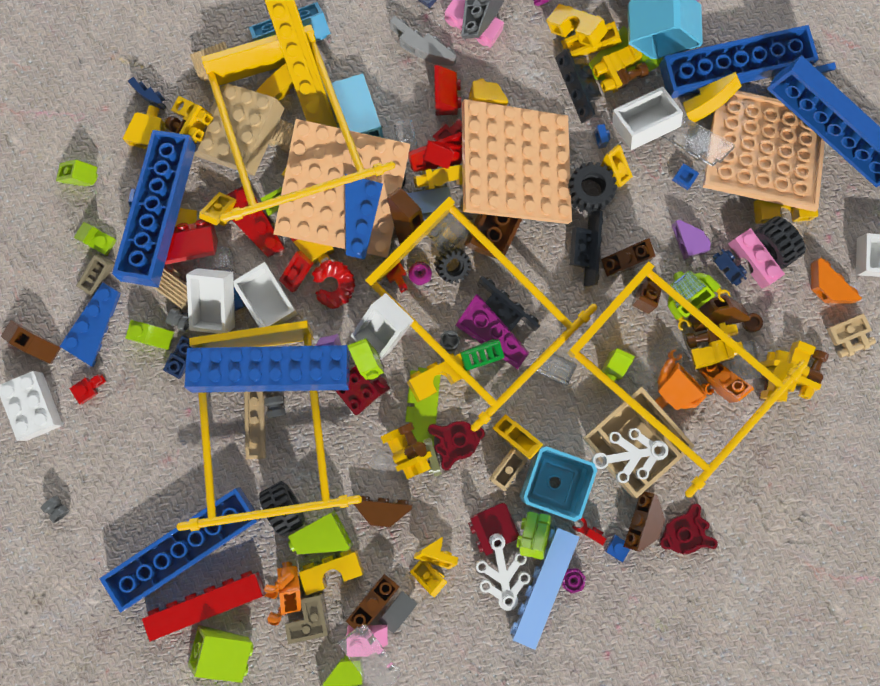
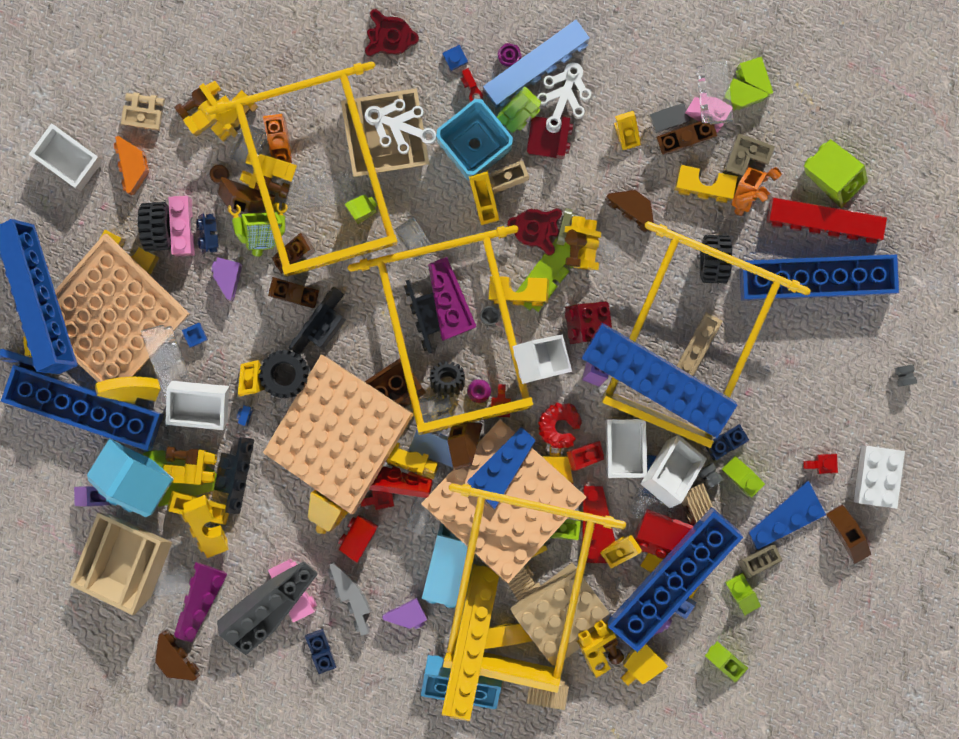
camera: 140 degrees left, 5 degrees up
(149, 95) = (620, 694): dark blue slope -> none
(275, 408) = (672, 349): dark grey wheel -> none
(321, 536) = (696, 216): lime slope -> none
(366, 359) = (571, 338): lime slope -> none
(367, 56) = (407, 615): none -> medium lavender slope
(434, 555) = (613, 146): yellow slope -> none
(443, 153) = (398, 477): red slope -> none
(493, 351) = (458, 284): green slope -> none
(645, 523) = (421, 63): reddish brown slope -> none
(679, 387) = (320, 158): orange torso -> none

